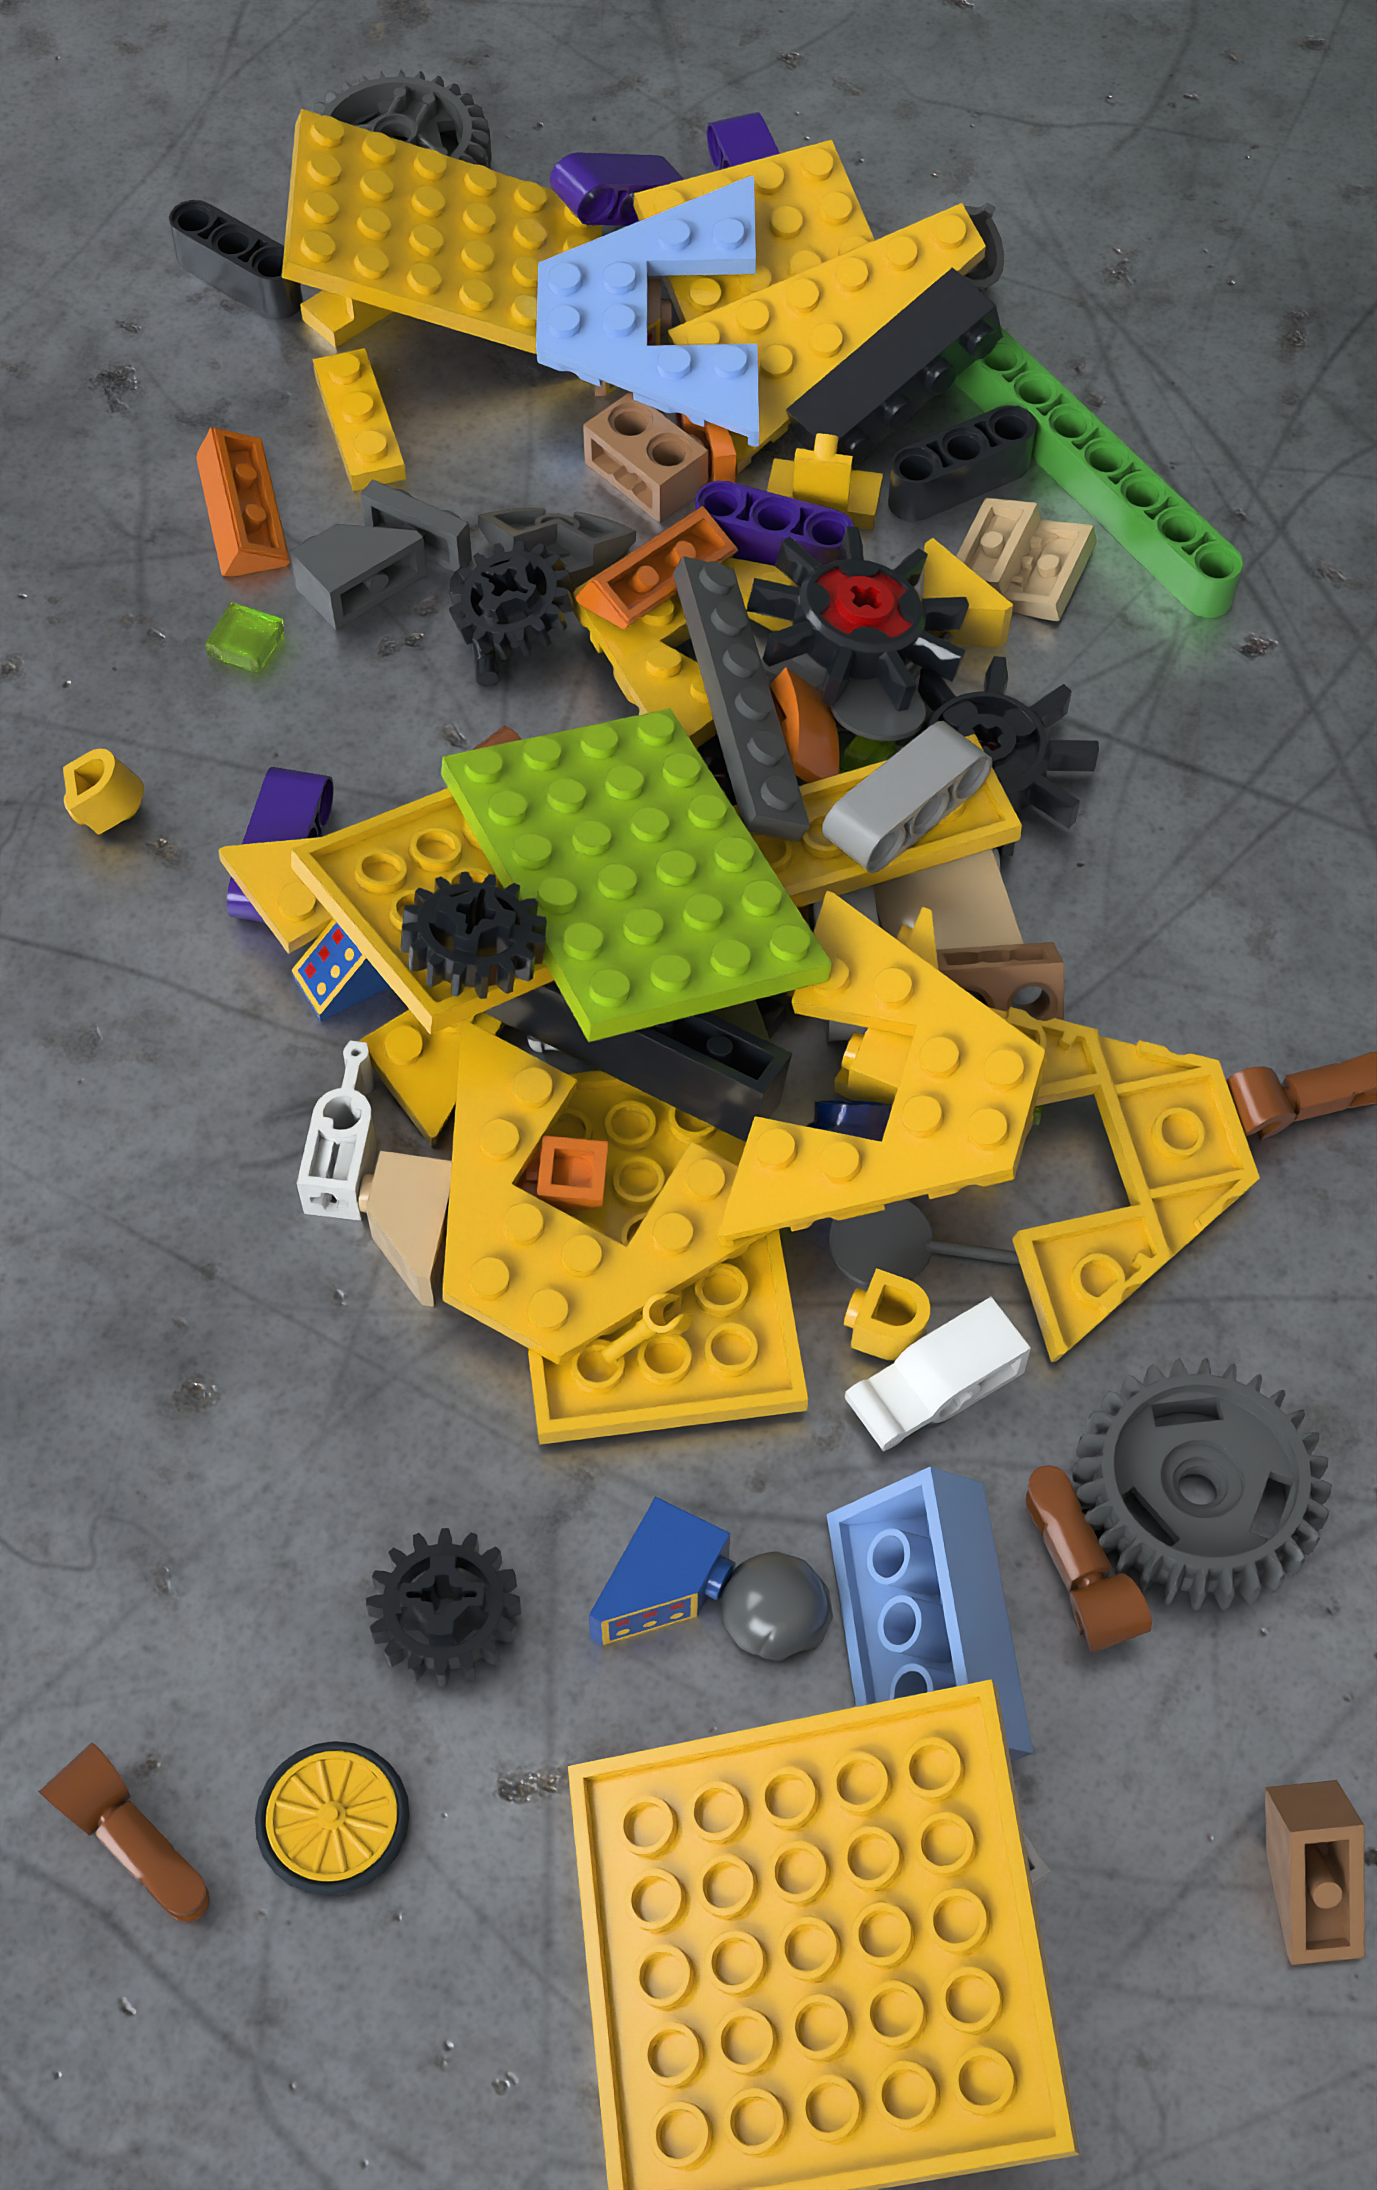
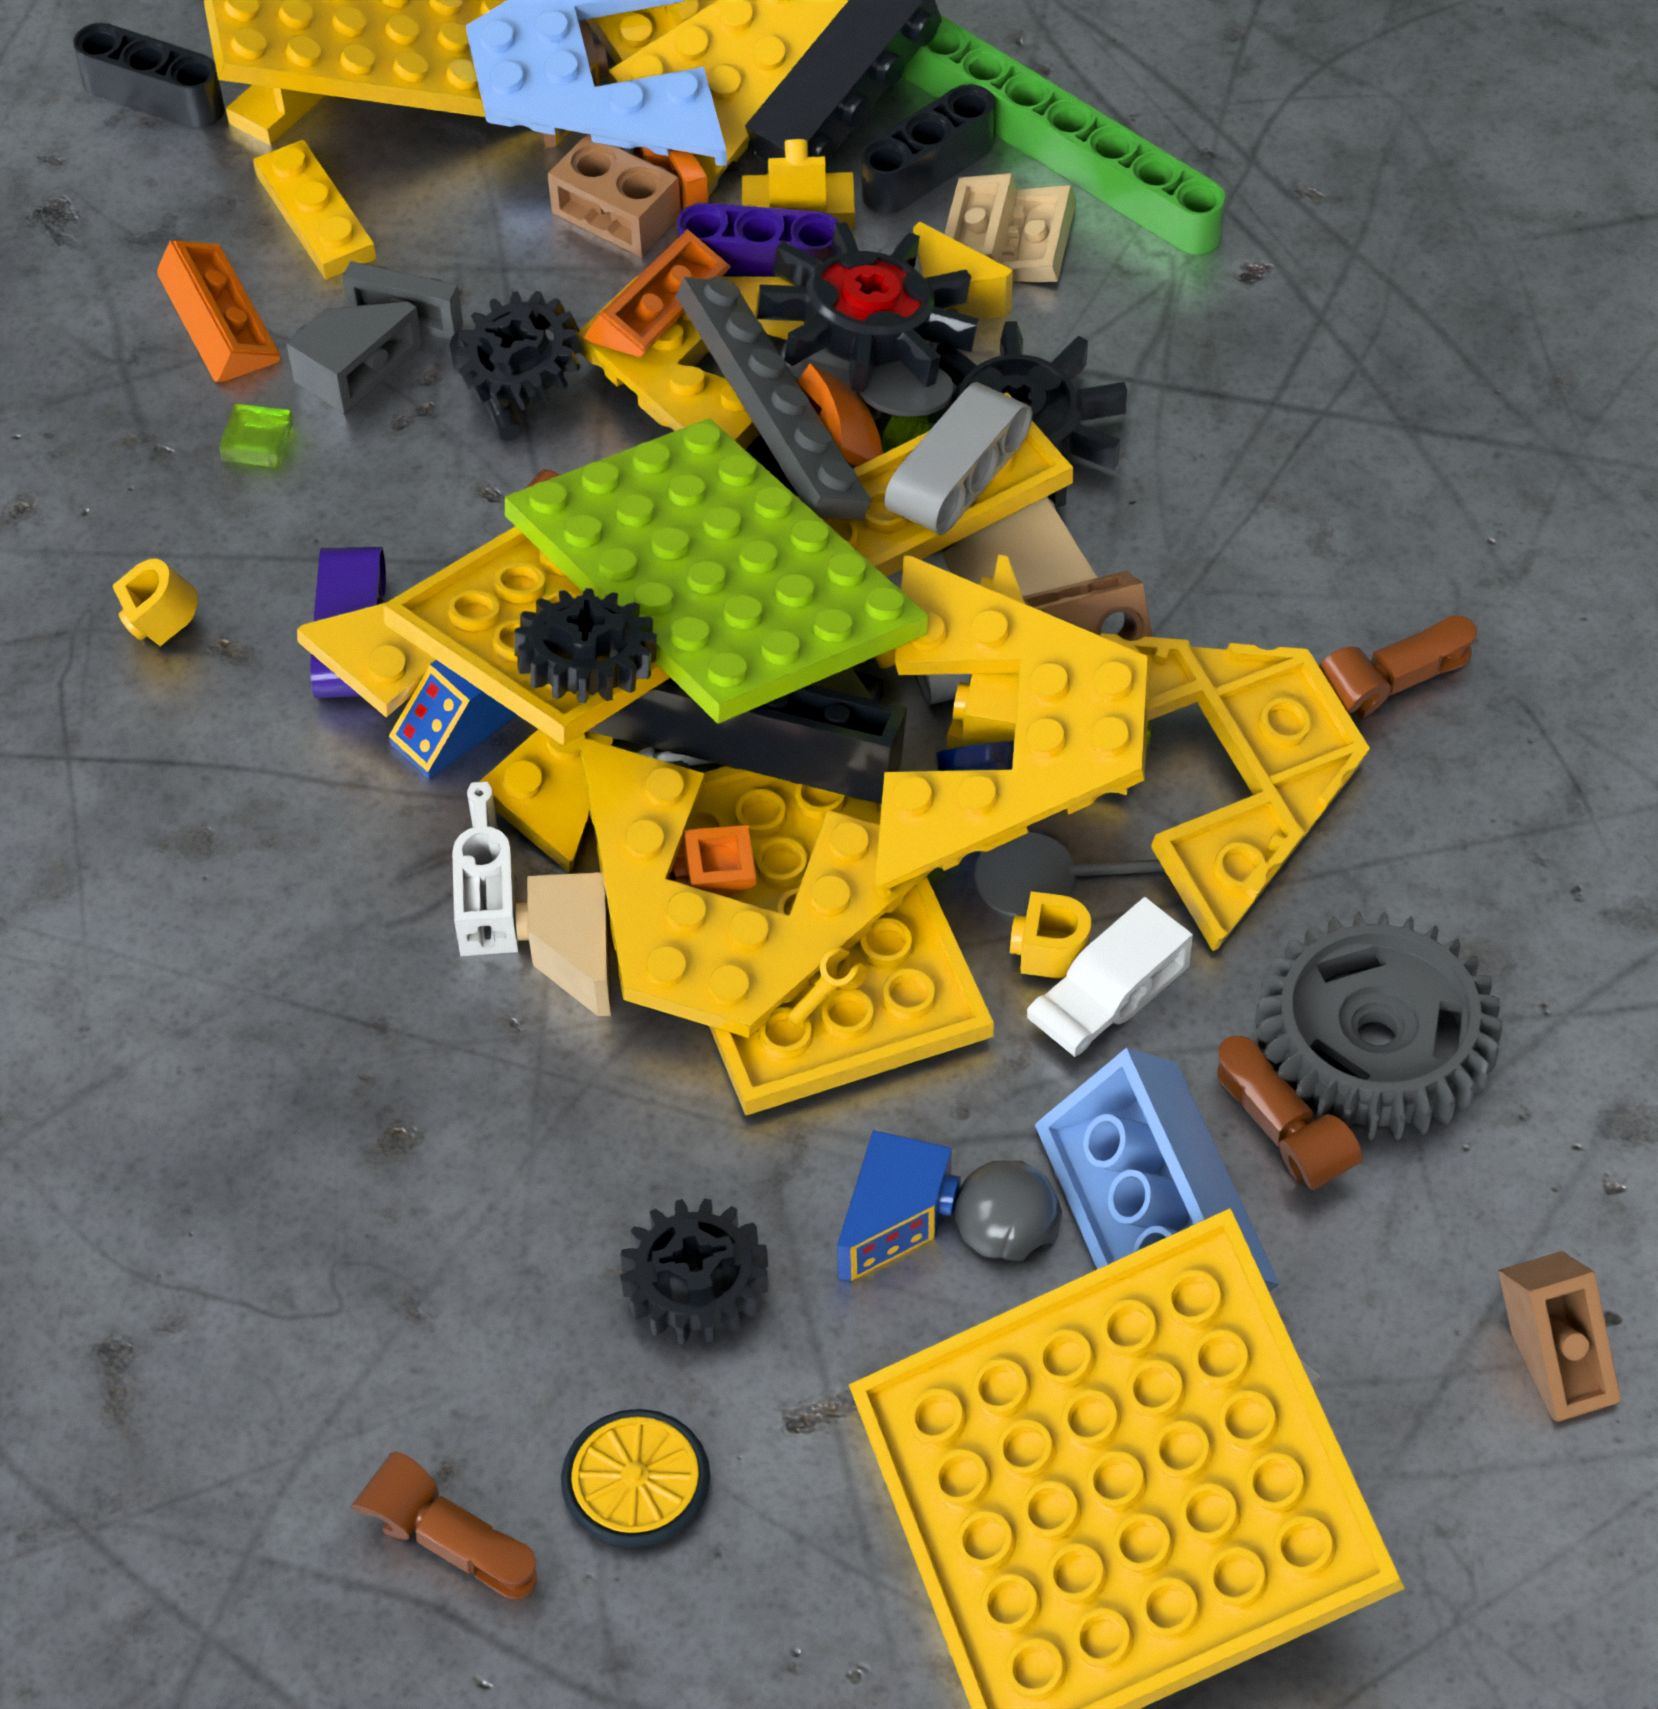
camera: 10 degrees left, 5 degrees down
(582, 541) = (578, 284): dark grey brick -> none

